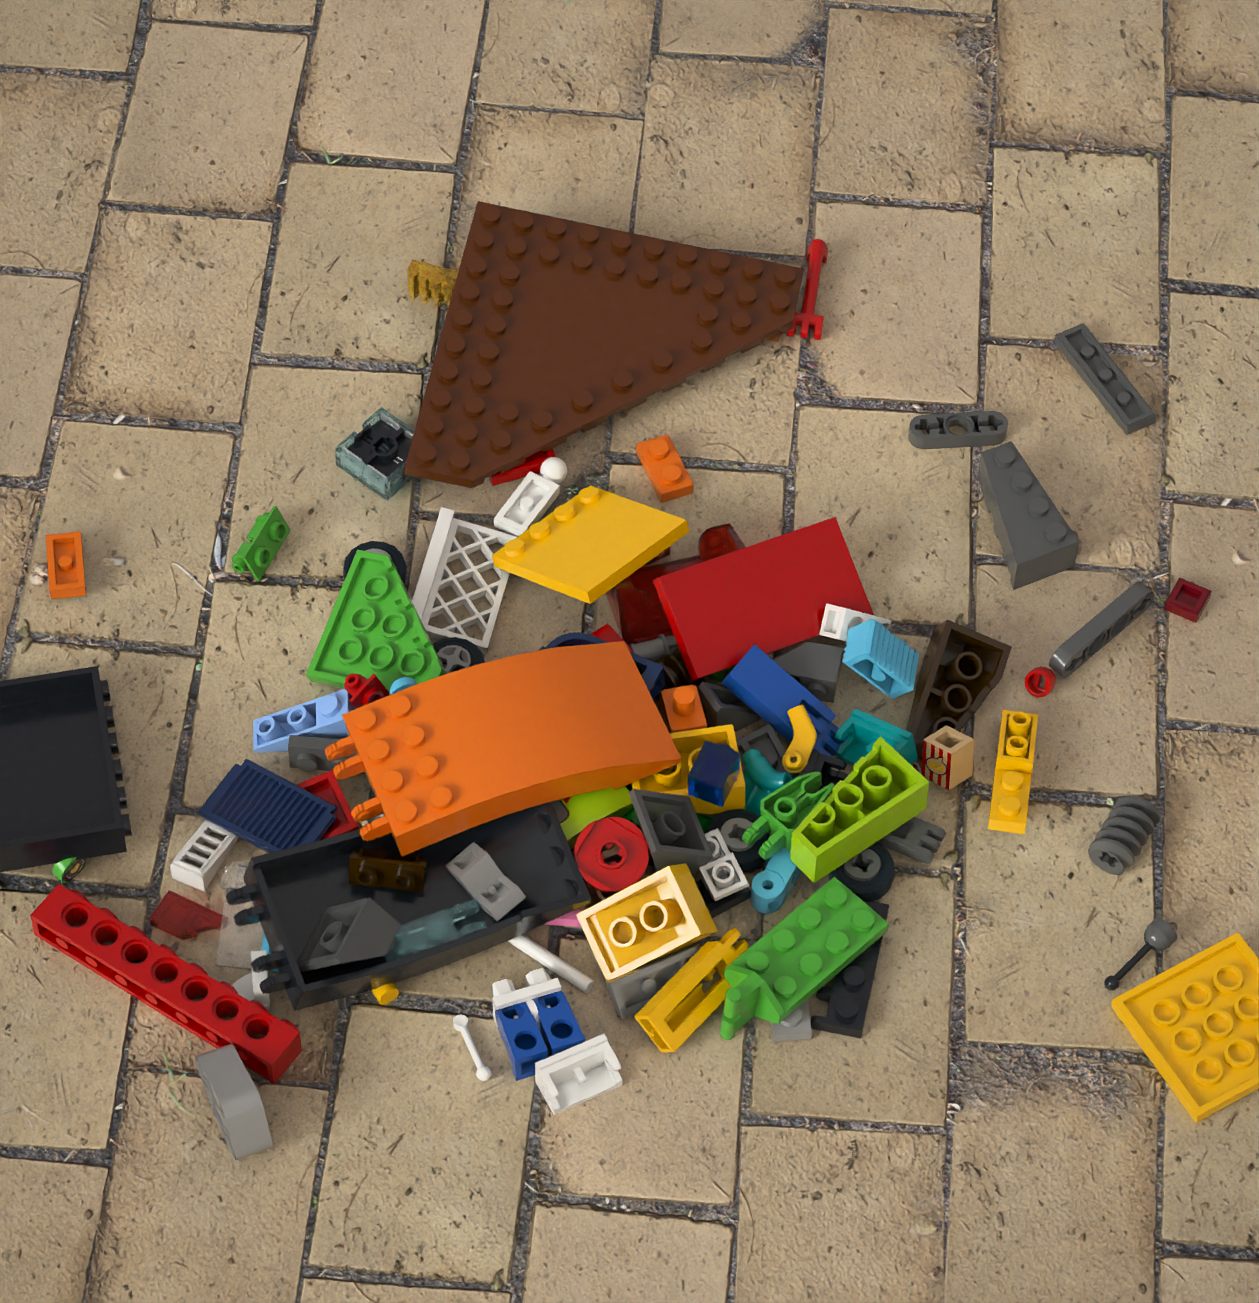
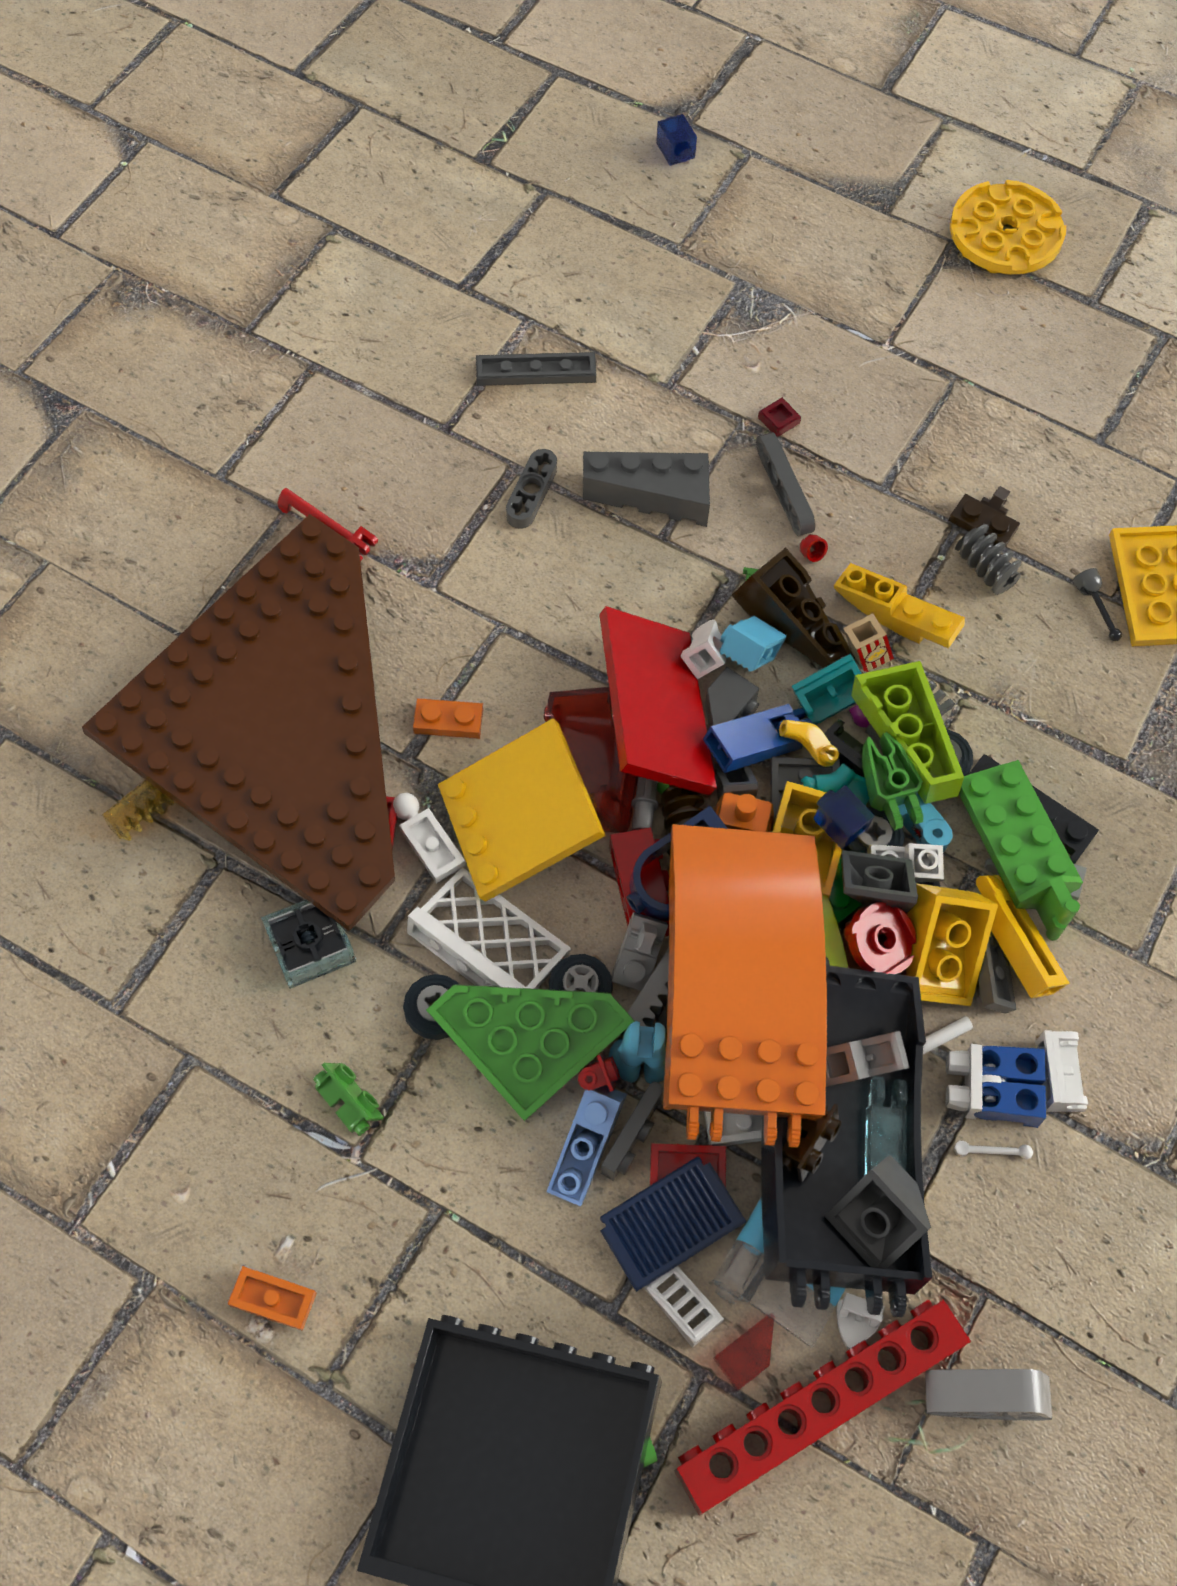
camera: 65 degrees left, 10 degrees up
(1184, 822) = (973, 513): none -> dark brown hinge

